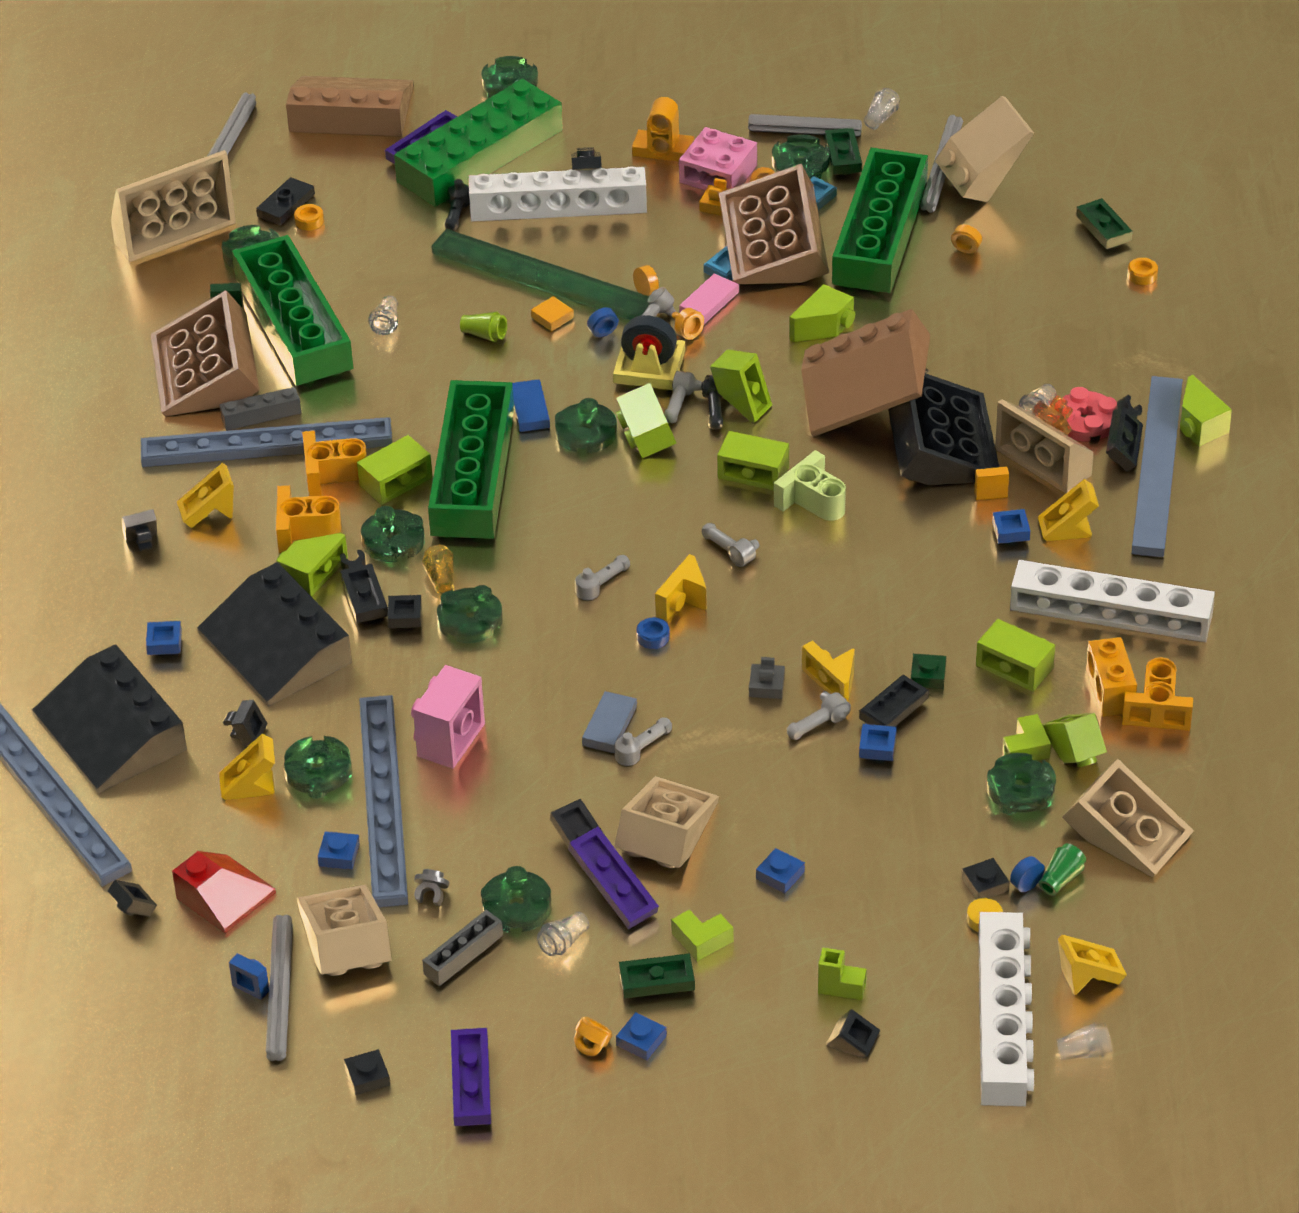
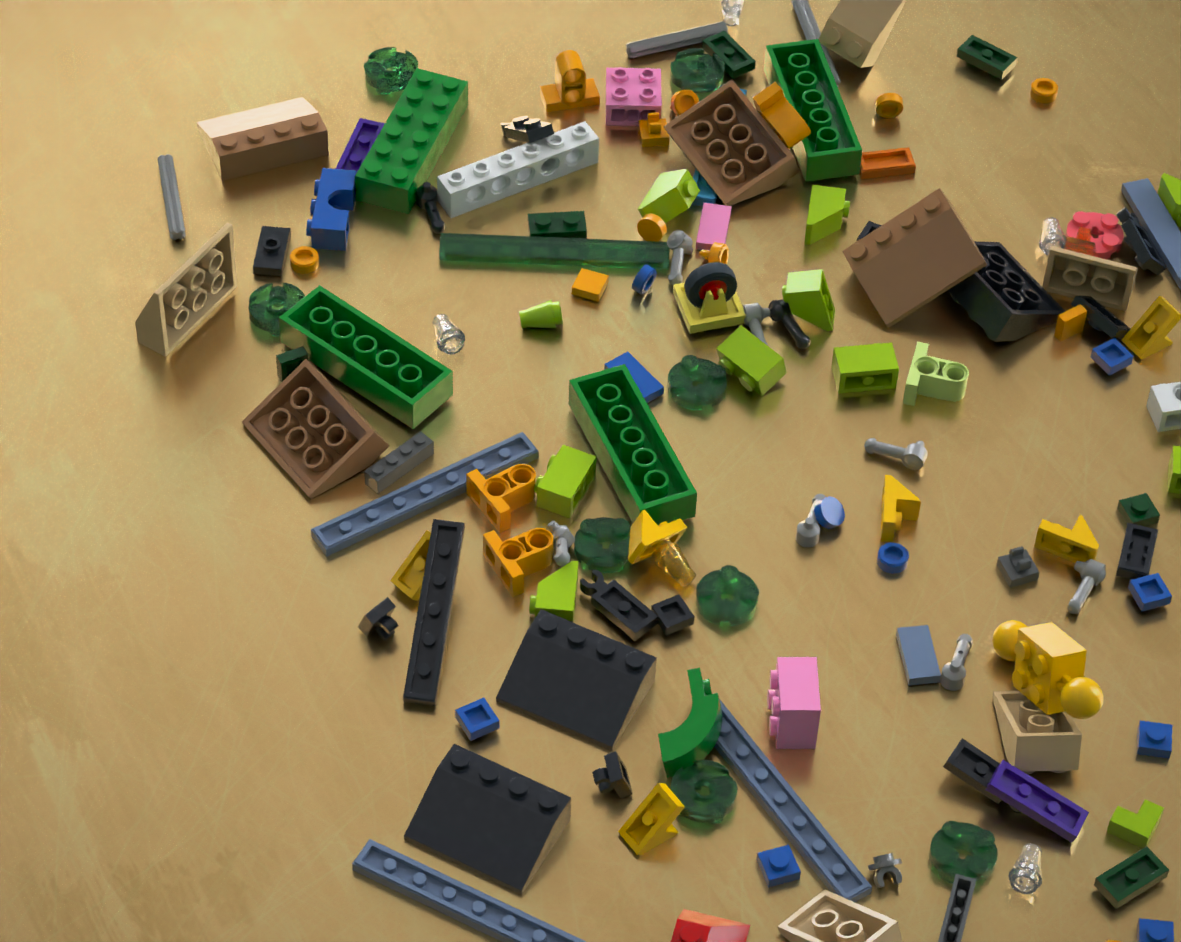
camera: 30 degrees left, 5 degrees up
(183, 534) = (434, 612): none -> black tile
(346, 709) = (698, 733): none -> green arch
(349, 190) = (331, 208): none -> blue arch
(351, 516) = (561, 542): none -> light grey piece
(425, 535) = (647, 536): none -> yellow slope
(563, 253) = (558, 224): none -> dark green plate
(619, 573) = (829, 512): none -> tile
(679, 256) = (670, 195): none -> lime slope
(703, 765) = (1048, 668): none -> yellow brick
(824, 208) = (781, 115): none -> light orange tile
(925, 290) = (887, 163): none -> orange tile
(1027, 486) = (1101, 318): none -> black plate

